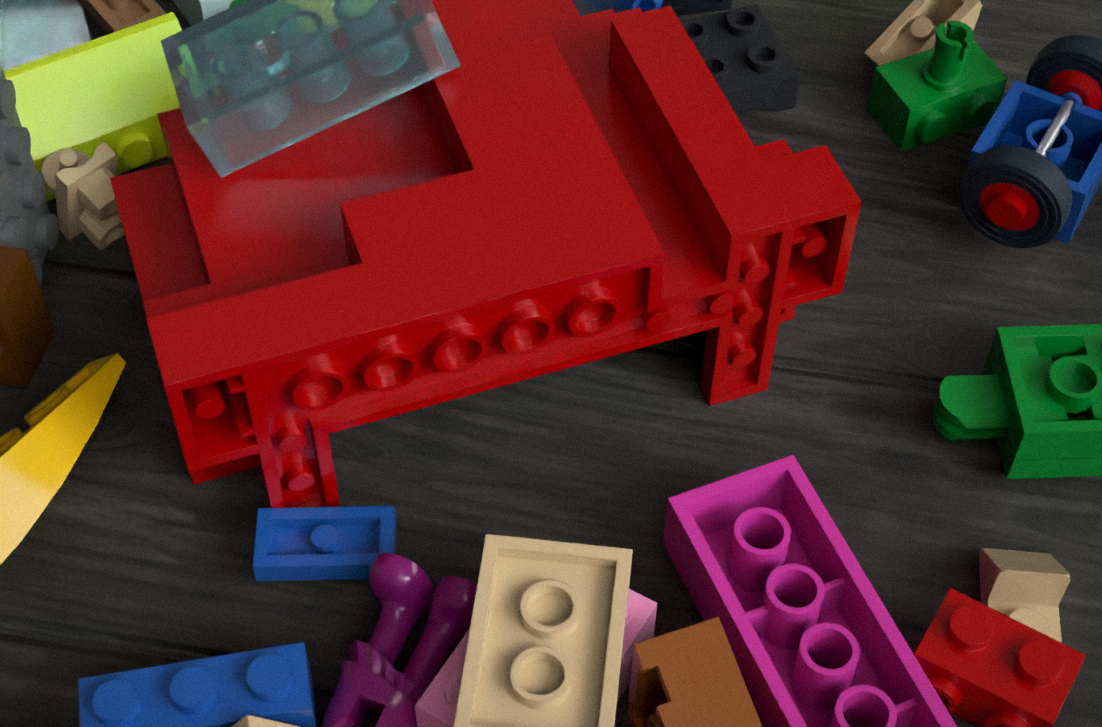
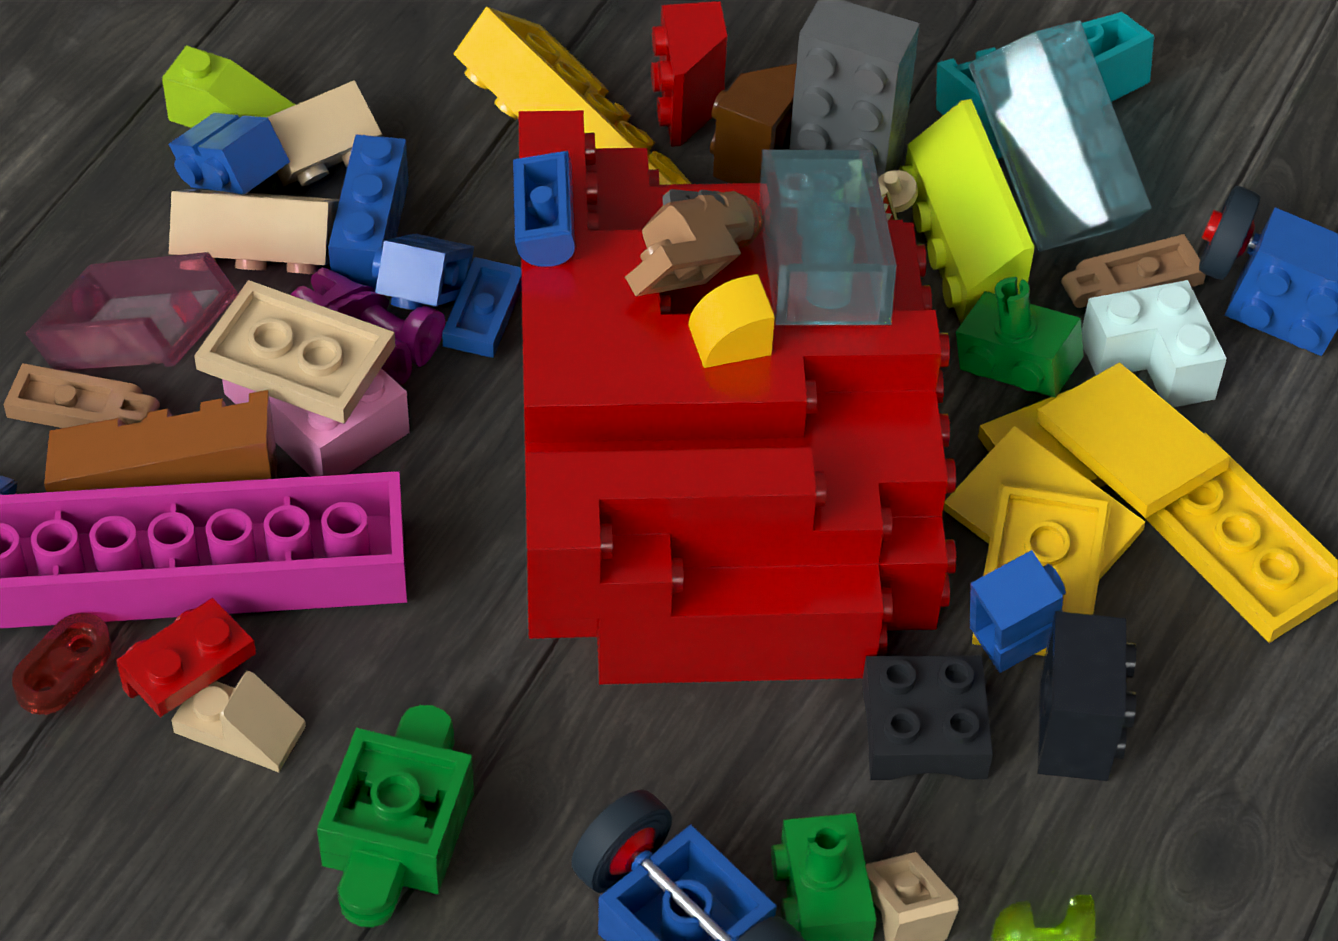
camera: 105 degrees right, 0 degrees up
(315, 586) = (421, 270): none -> brick
(359, 156) = (694, 239): none -> medium nougat plate
(362, 280) = (544, 208): none -> blue brick
(487, 81) = (733, 323): none -> yellow brick

